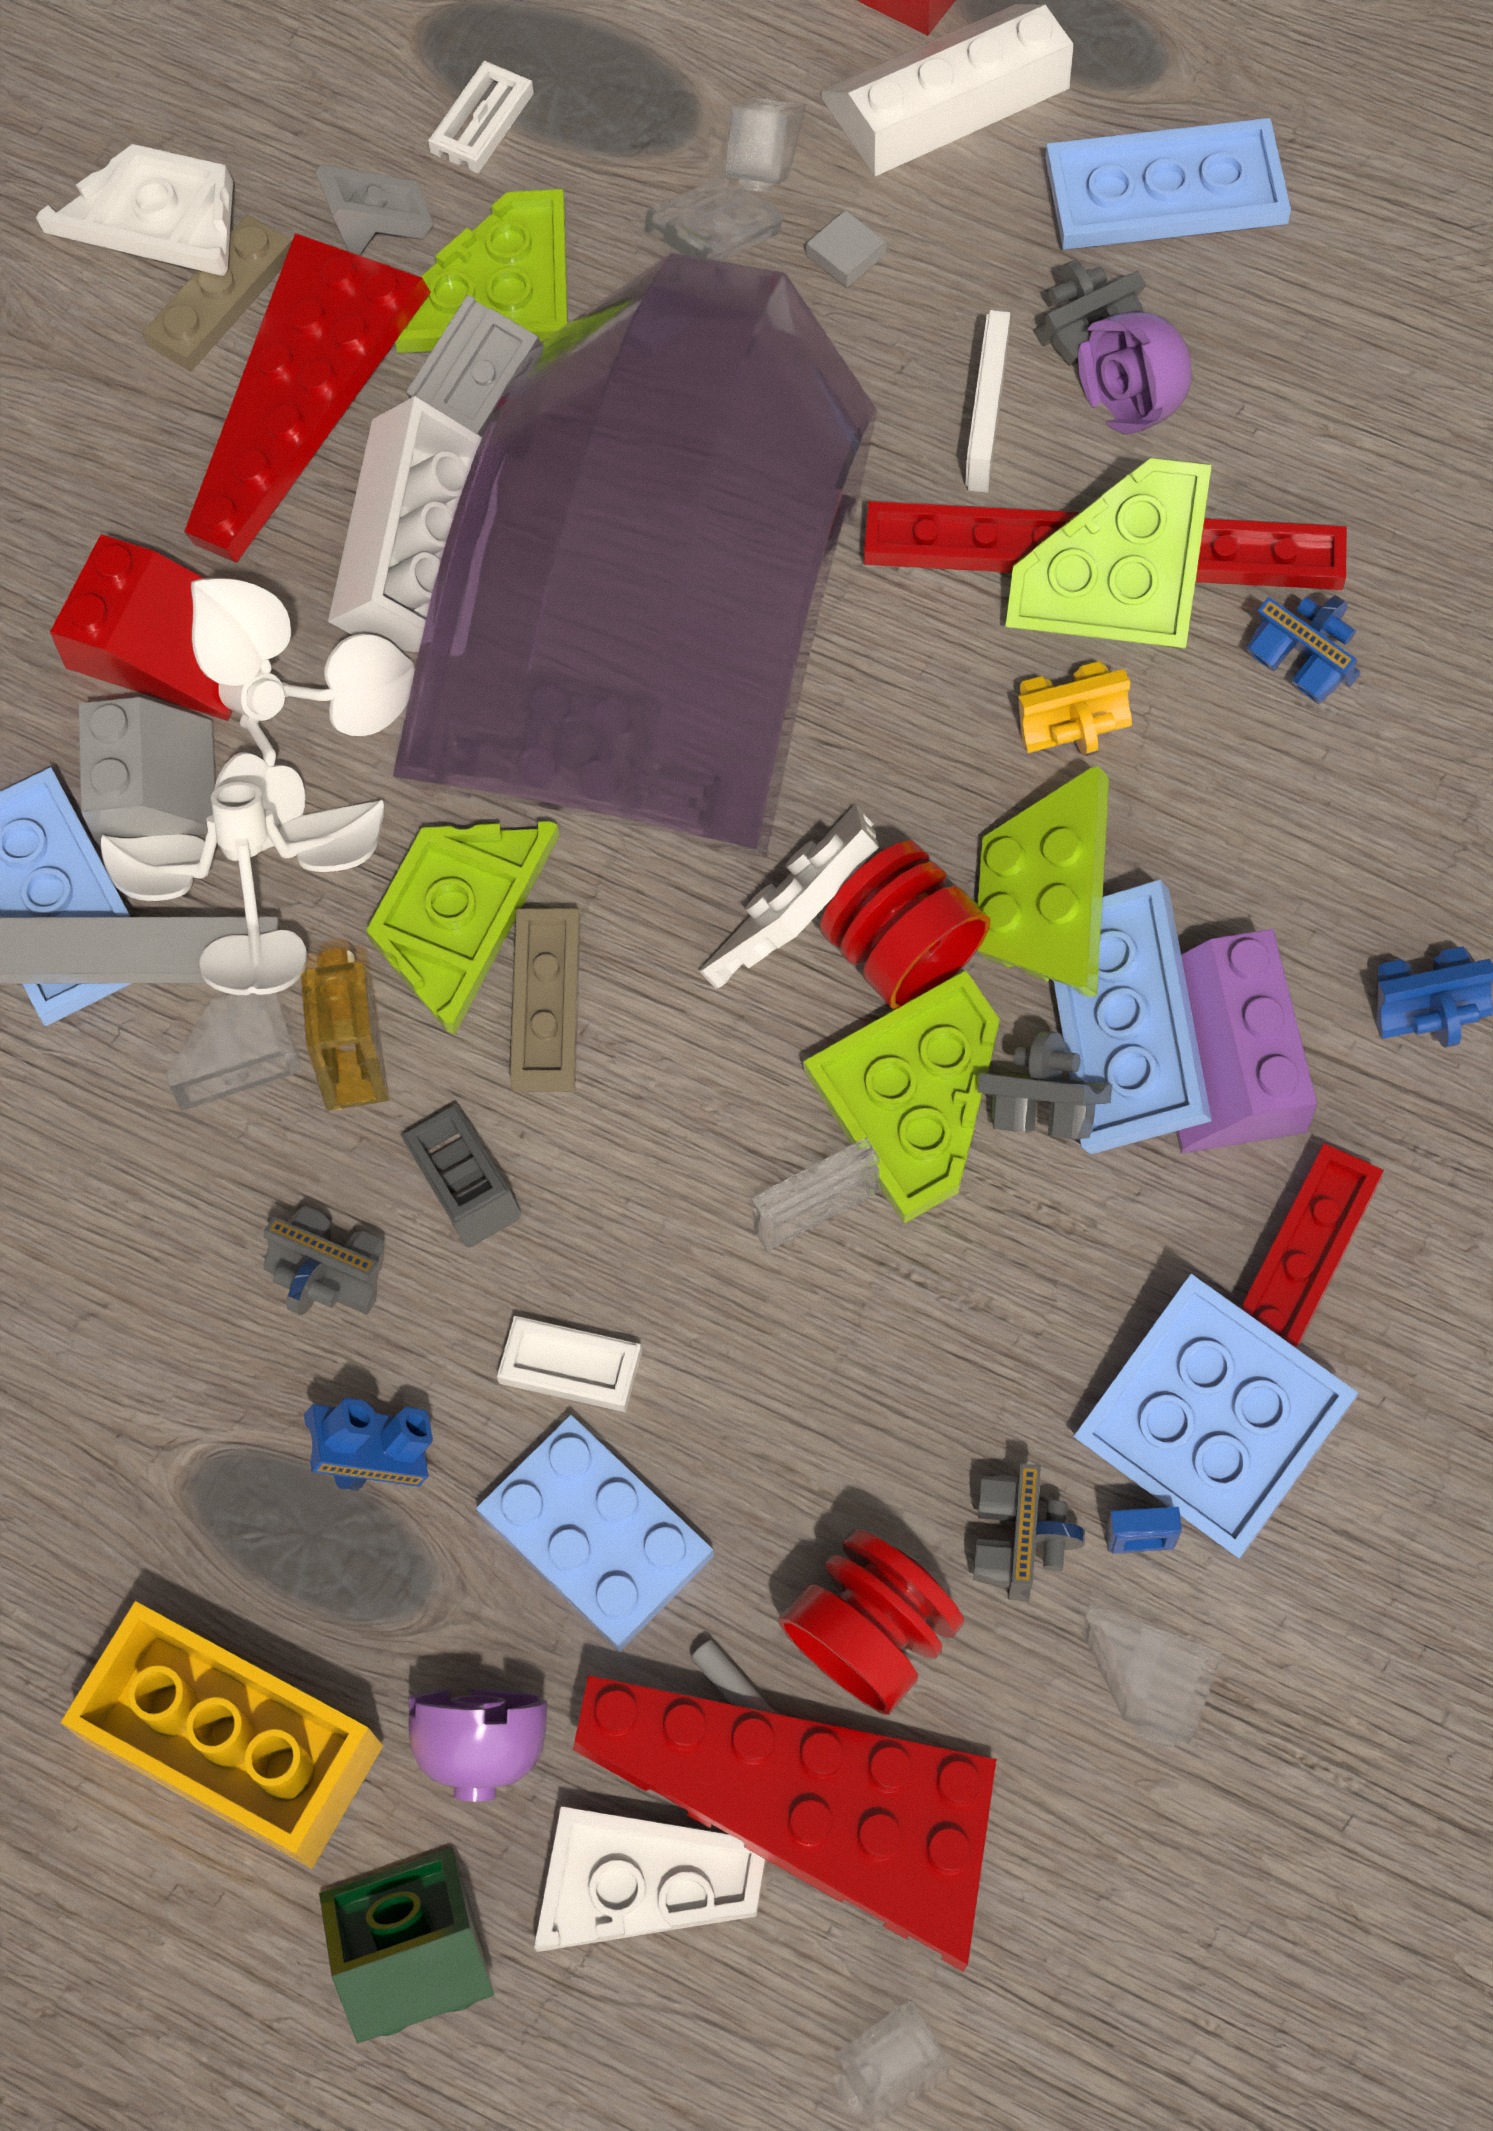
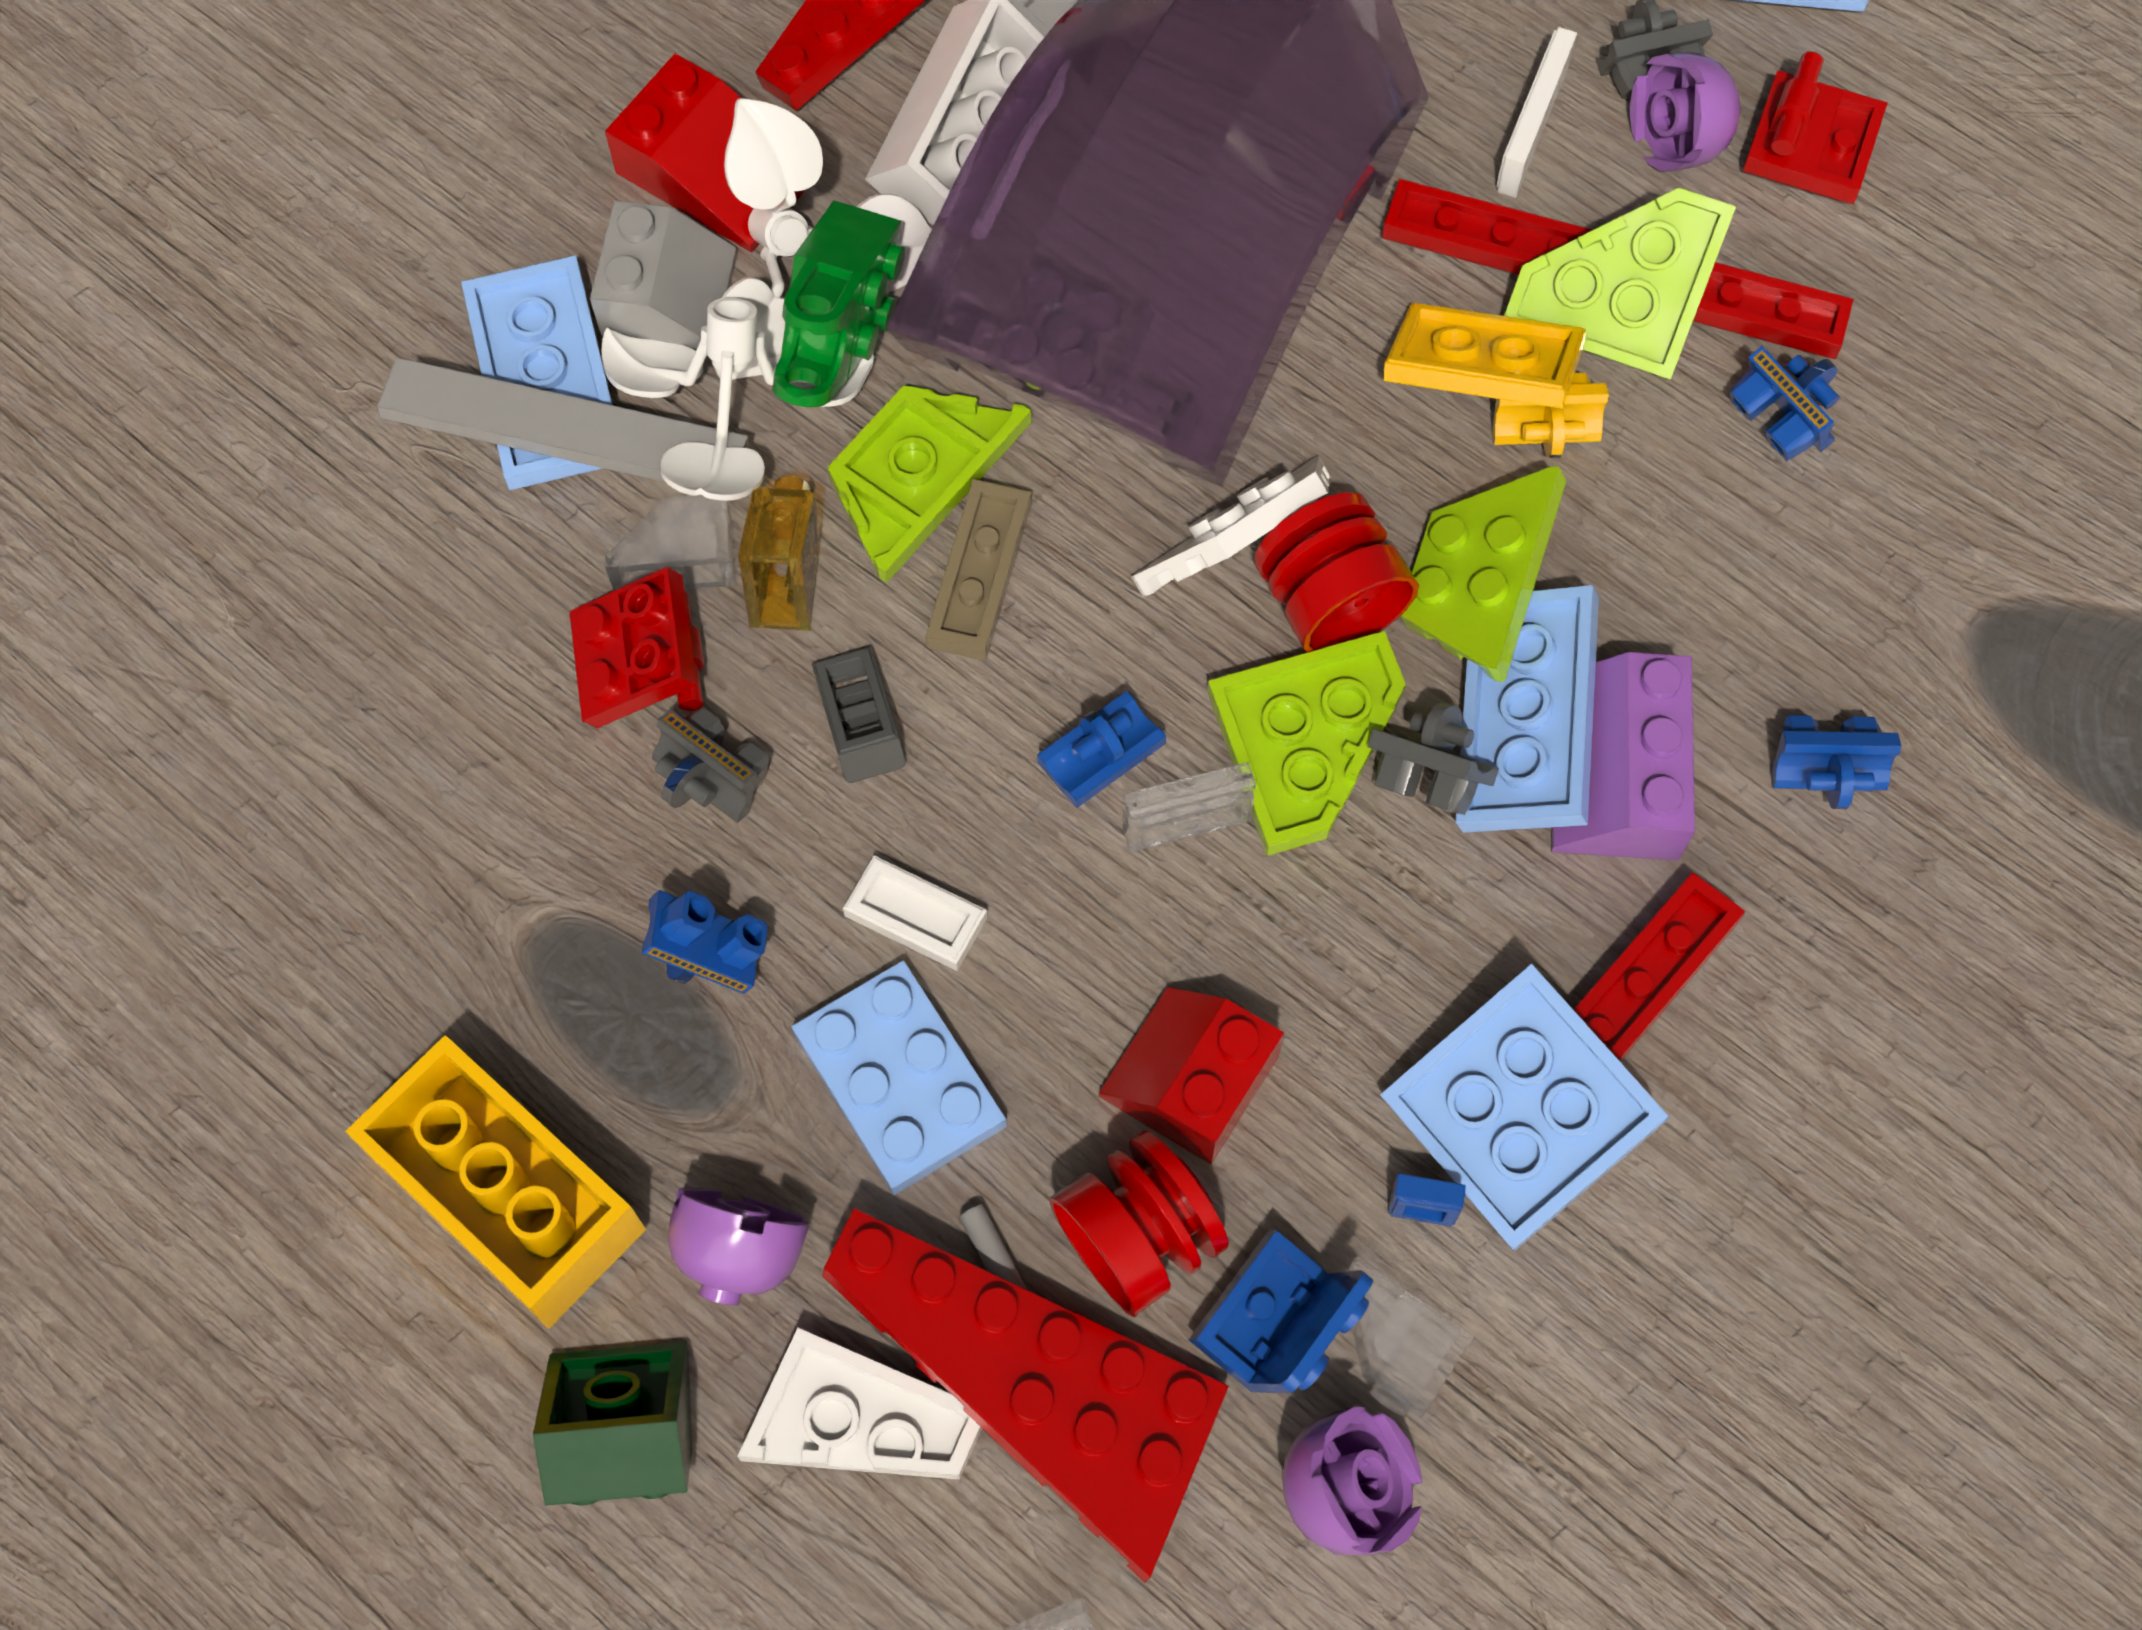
camera: 10 degrees right, 0 degrees up
(220, 1162) = (637, 649): none -> red plate
(337, 760) = (837, 301): none -> green brick
(715, 1156) = (1101, 749): none -> blue hips
(884, 1455) = (1194, 1069): none -> red slope
(998, 666) = (1485, 355): none -> yellow tile
(1013, 1562) = (1290, 1200): dark grey hips -> none
(1031, 1680) = (1280, 1317): none -> blue bracket
(1140, 1824) = (1352, 1483): none -> medium lavender cylinder
(1269, 363) = (1815, 133): none -> red plate

